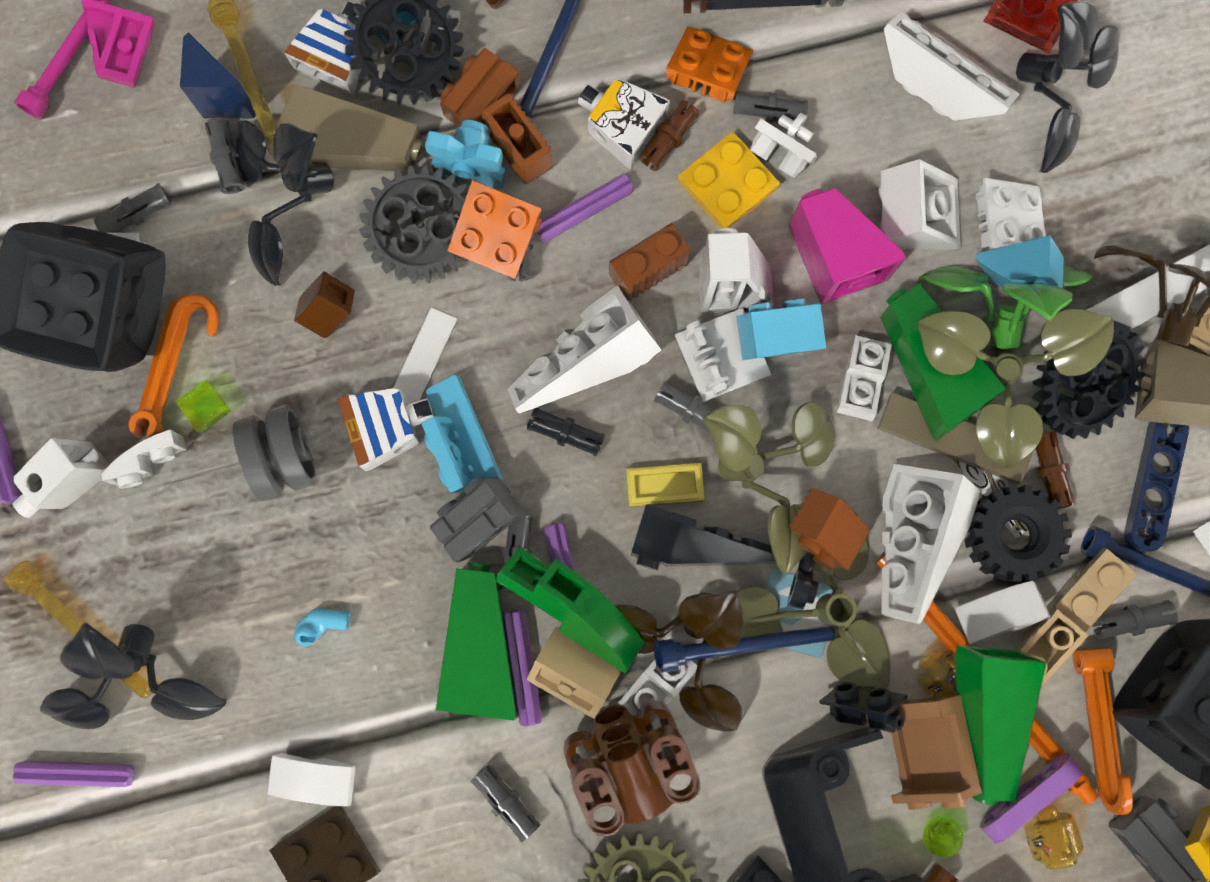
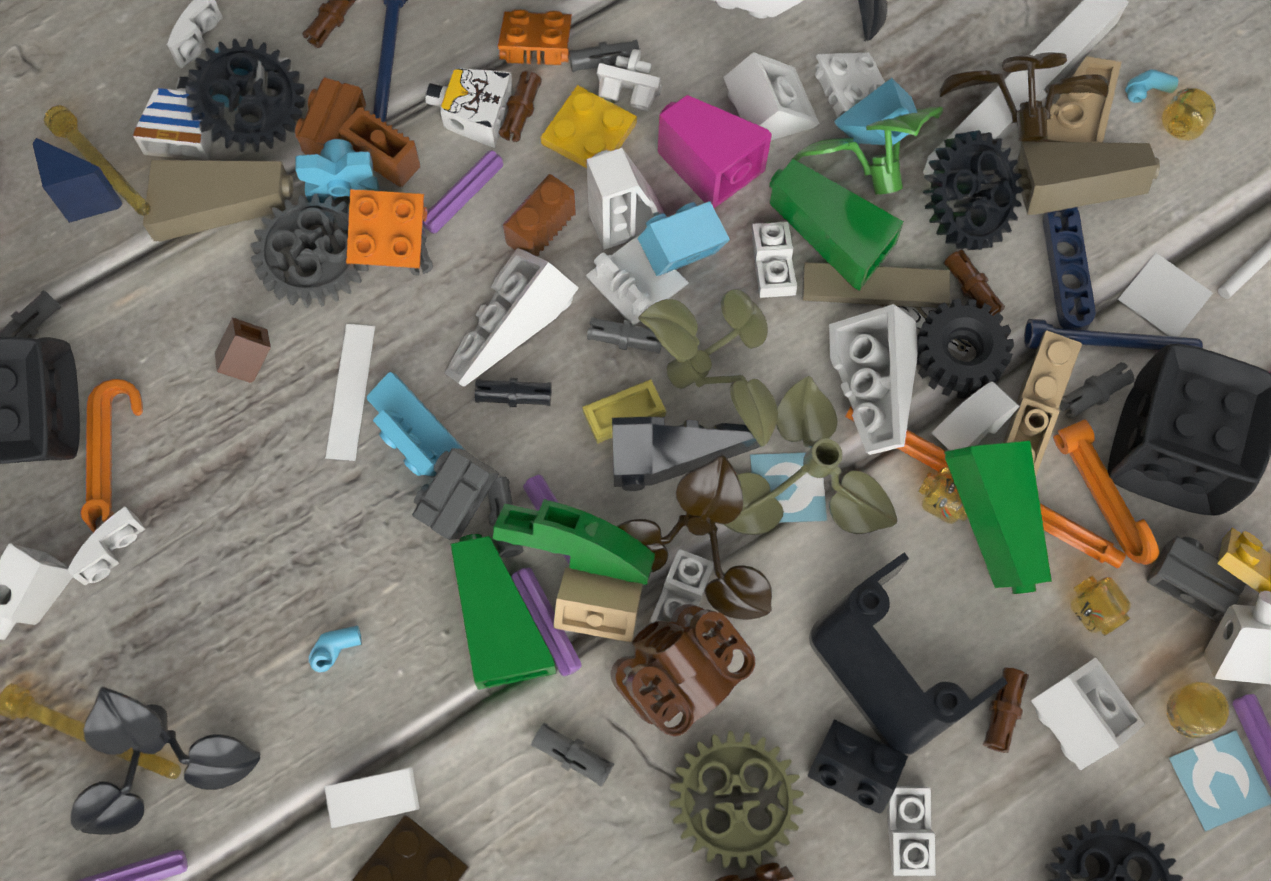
camera: 20 degrees left, 10 degrees down
(203, 406) = (150, 479): clear neon green plate -> none
(224, 155) = (101, 247): dark grey pin -> none
(273, 453) = (236, 494): dark grey wheel -> none
(293, 153) = (173, 210): black plant -> none
(382, 424) = (334, 438): torso -> none
(672, 654) = (684, 553): dark blue piece -> none
(803, 588) = (785, 457): black plate -> none
(829, 530) = (790, 390): dark orange brick -> none
(852, 703) = (893, 533): black hinge -> none
(935, 754) = (957, 559): medium nougat panel -> none
(943, 837) = (1000, 642): clear neon green plate -> none
(1008, 431) = (921, 257): olive plant -> none
(1032, 798) = (1065, 575): medium lavender beam -> none

